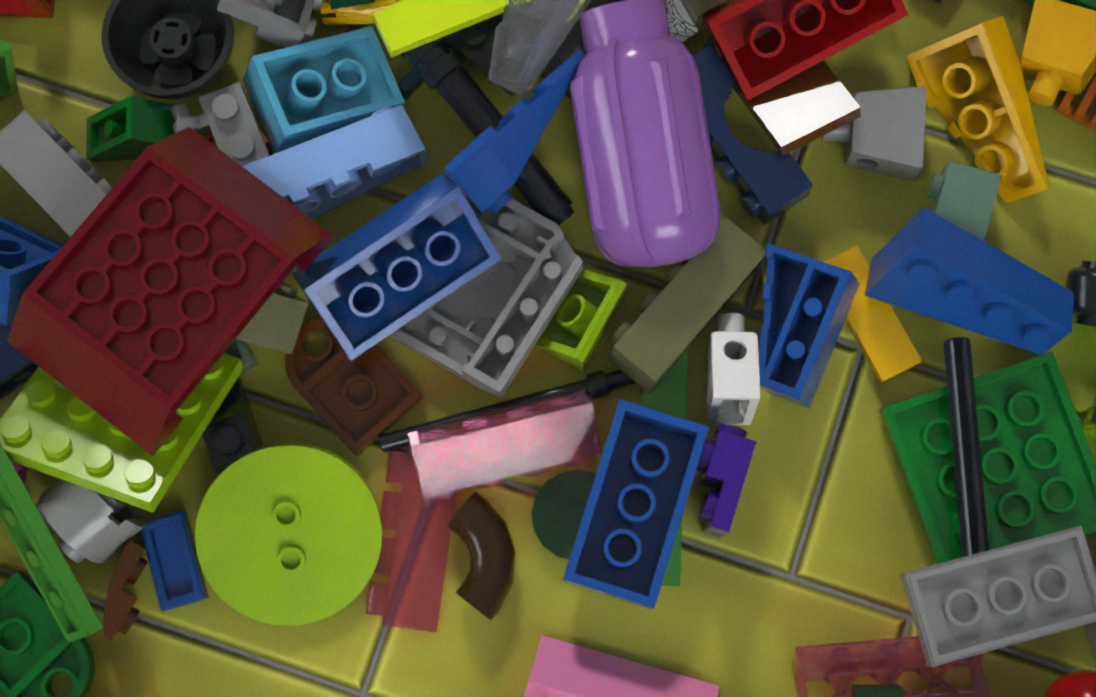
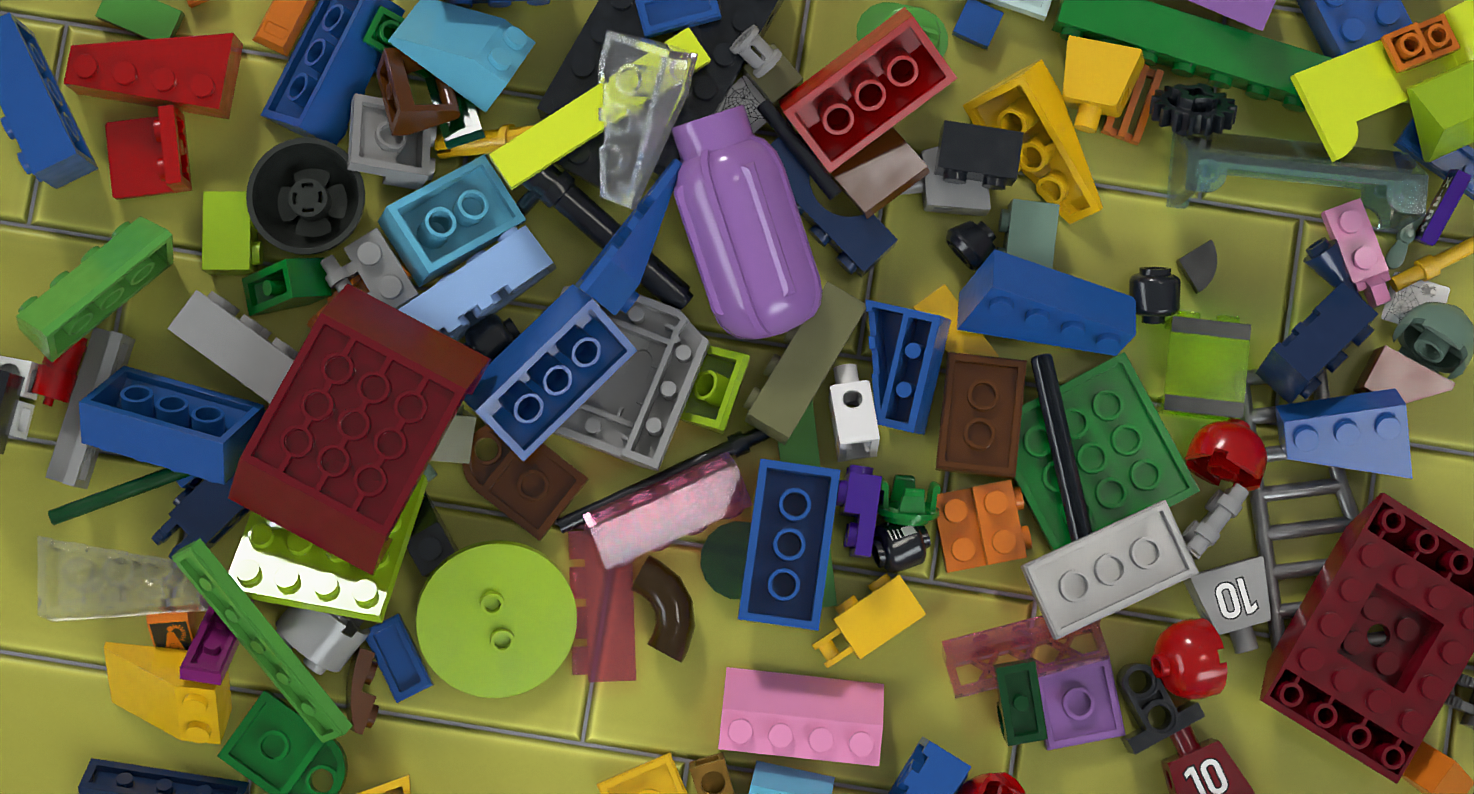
camera: 20 degrees left, 5 degrees up
(77, 70) = (229, 235): none -> lime brick
(342, 218) = (491, 335): none -> black head
(717, 608) = (871, 619): none -> yellow brick
(718, 69) = (799, 149): none -> black bar
(763, 527) = (899, 546): none -> black head
(779, 480) = (908, 503): none -> green piece
(859, 522) = (981, 526): none -> orange plate
(878, 396) = (981, 415): none -> reddish brown tile
(893, 204) = (971, 243): none -> black cone
(919, 102) = (978, 155): none -> black brick

